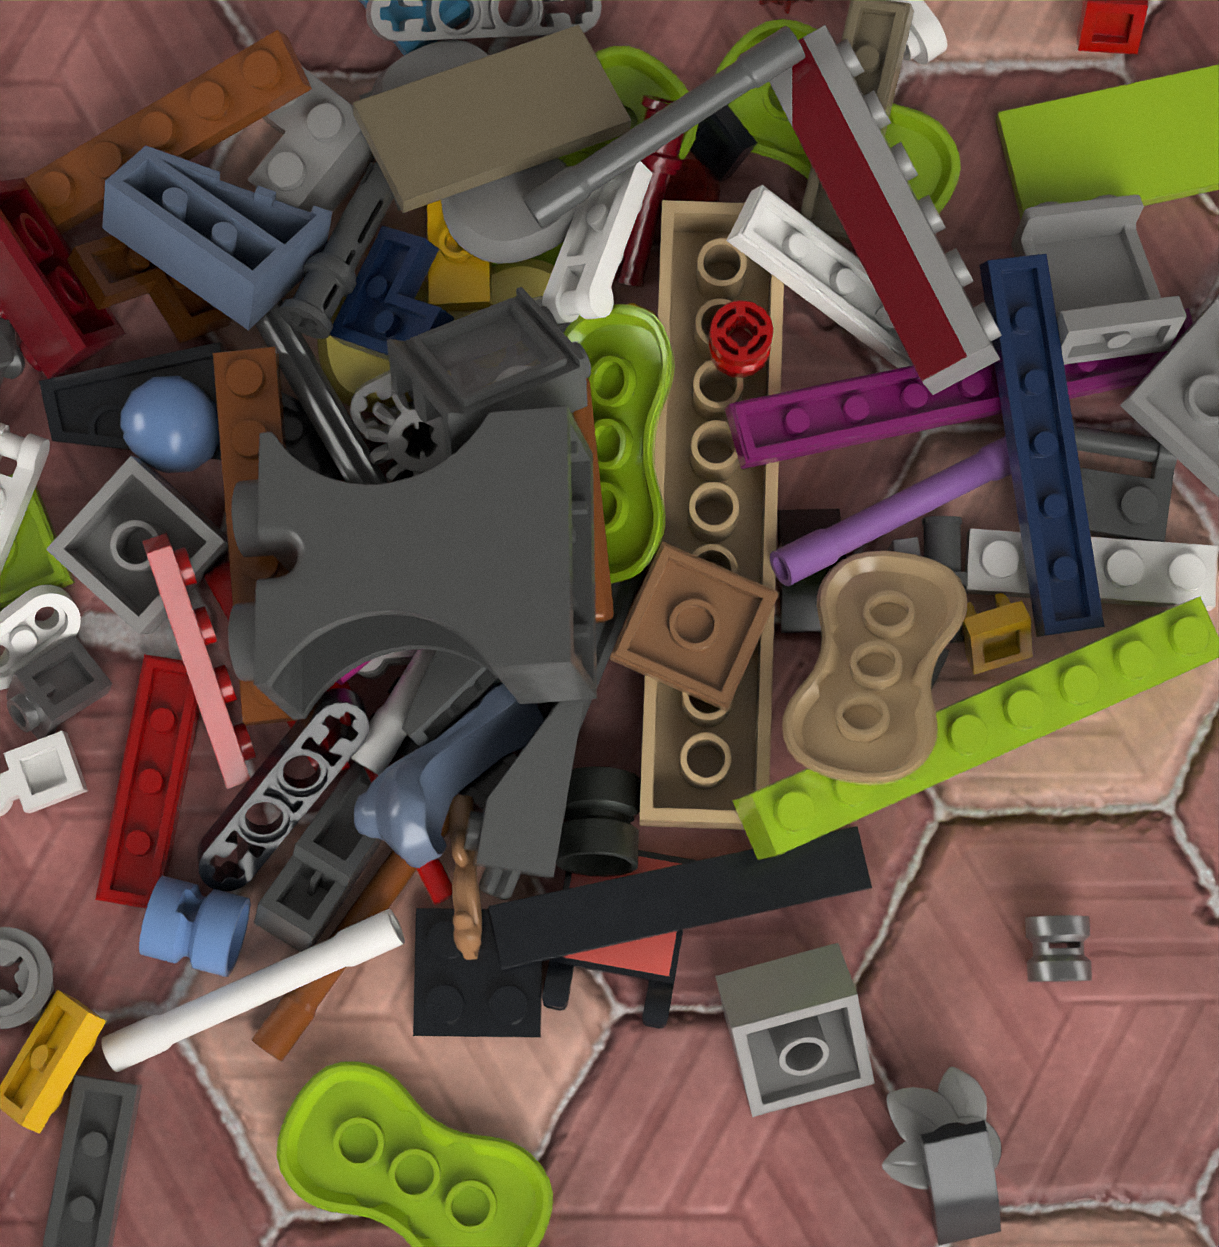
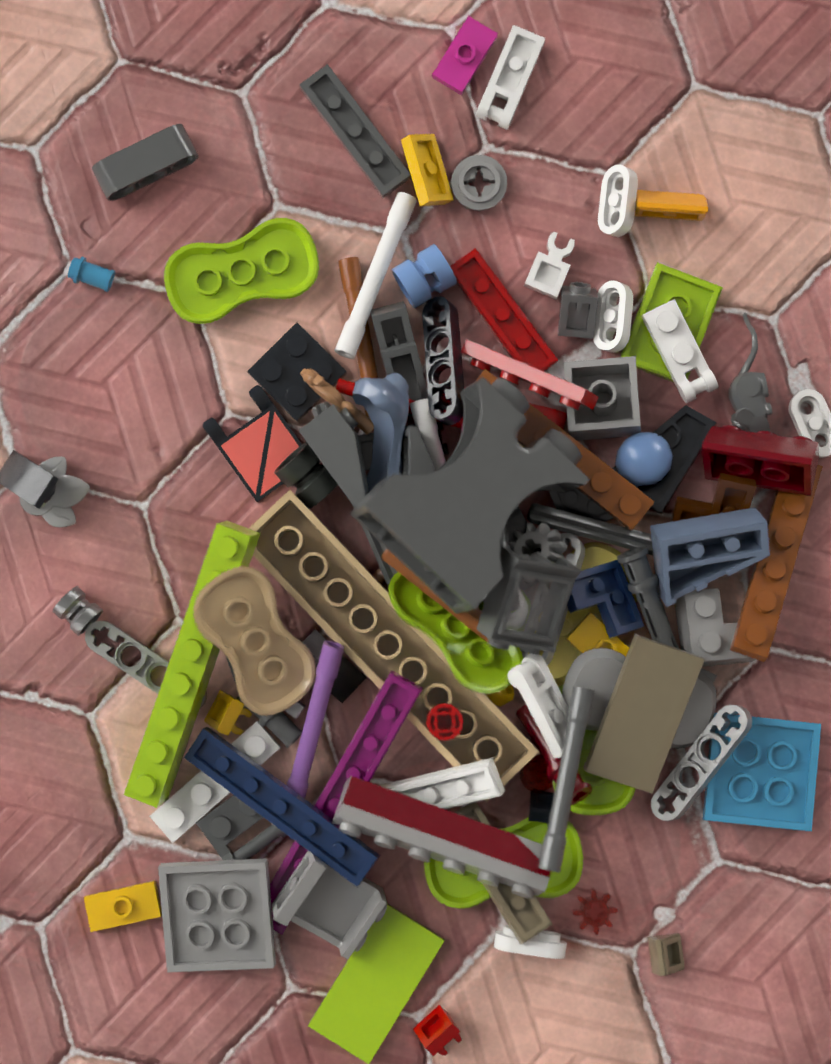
camera: 130 degrees right, 5 degrees up
(676, 899) = (250, 470): black tile -> none
(694, 626) = (345, 587): medium nougat tile -> none
(796, 1029) = (150, 474): light grey slope -> none
(1053, 795) = (143, 669): none -> light grey beam

